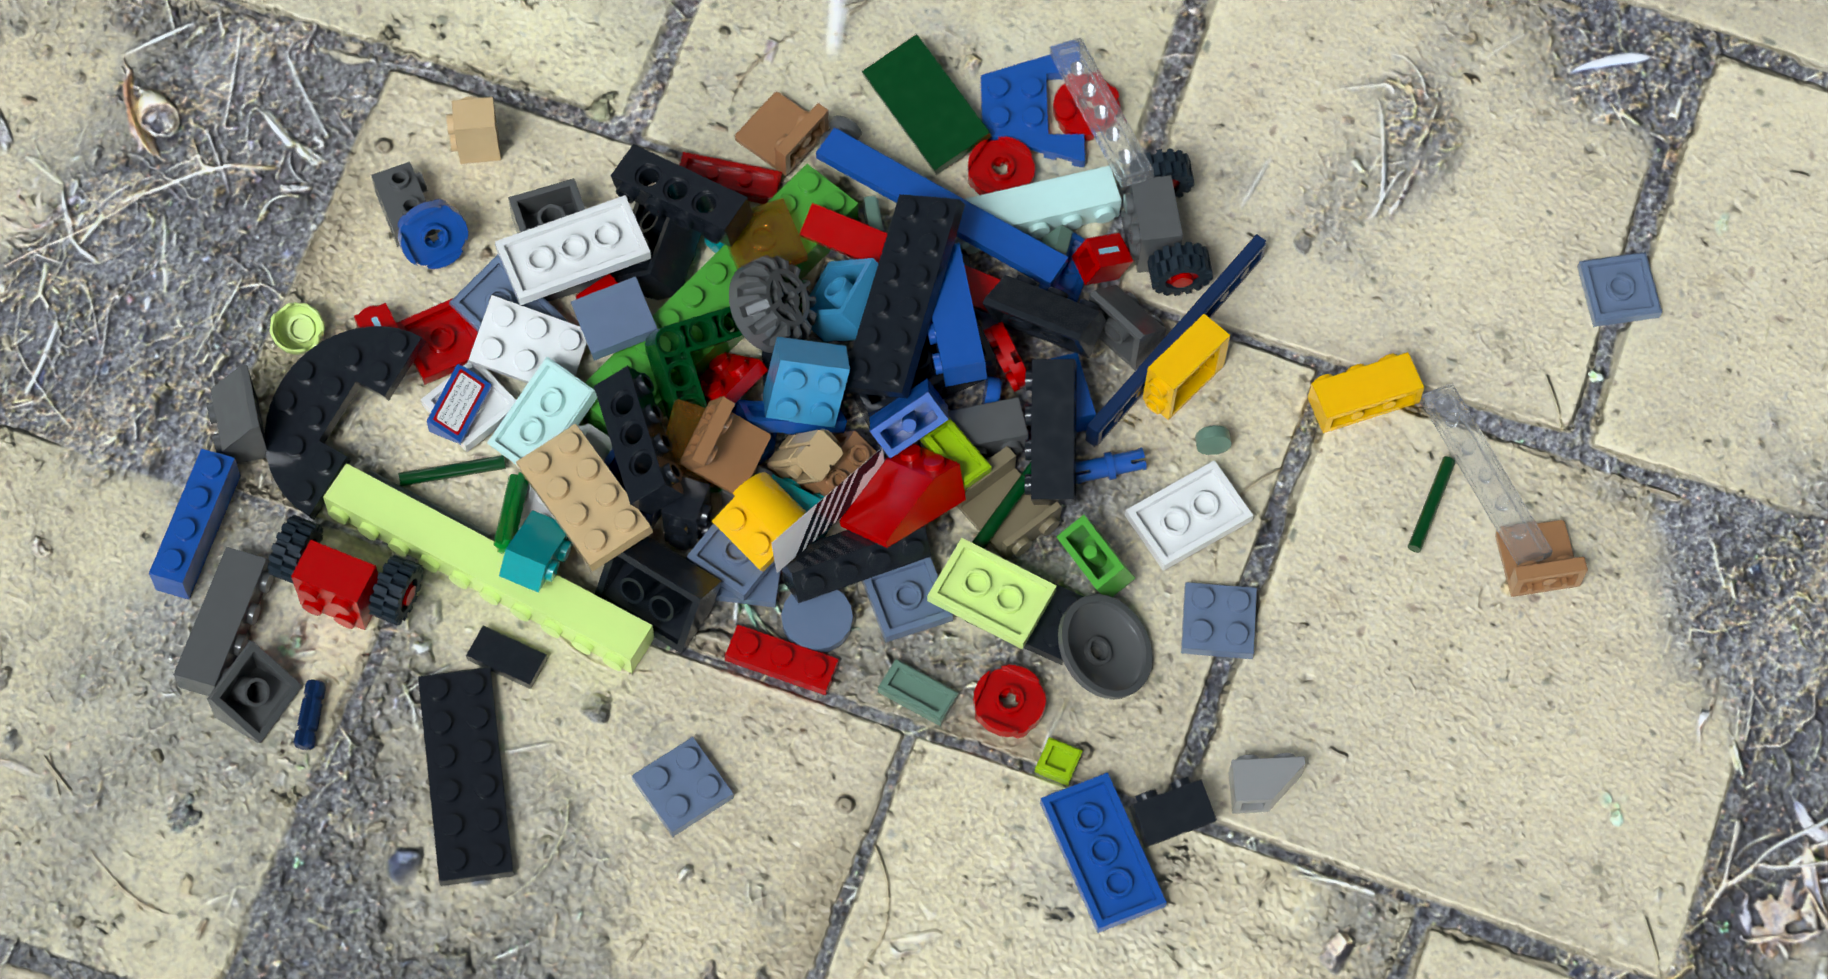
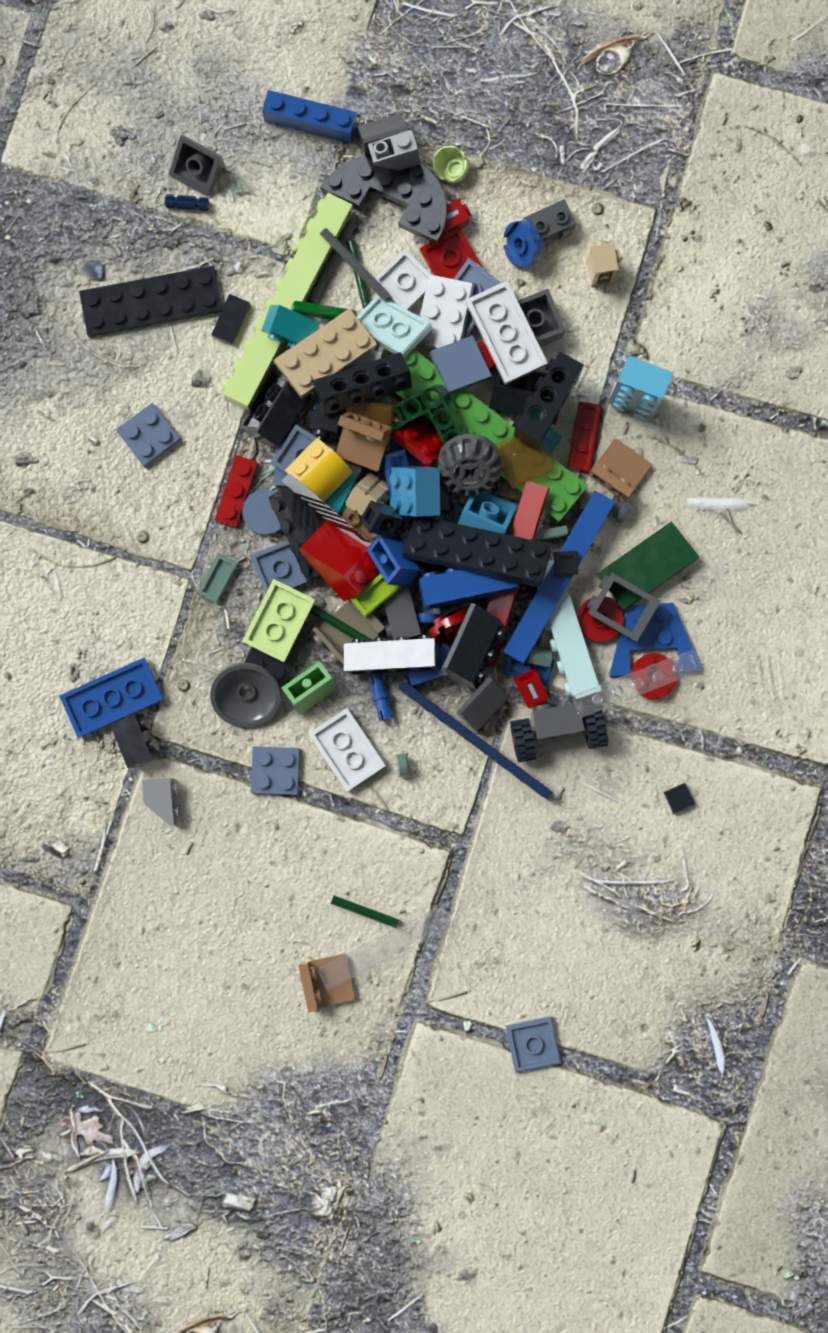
camera: 90 degrees right, 20 degrees up
(223, 620) = (244, 142): dark grey brick -> none
(274, 386) = (395, 151): none -> light grey slope
(340, 583) = (268, 206): brick -> none
(441, 463) = (355, 264): none -> dark grey bar
(458, 404) = (398, 271): slope -> none
(672, 78) = (640, 388): none -> medium azure brick
(848, 426) = (380, 519): none -> black brick
(923, 185) = (565, 563): none -> black tile
(1007, 102) = (644, 618): none -> dark grey window
(1015, 720) = (218, 647): red plate -> none
(1058, 761) = (174, 669): lime tile -> none
(1185, 367) = (448, 744): yellow window -> none
(1262, 85) = (678, 798): none -> black tile
(1365, 391) = (443, 867): yellow brick -> none

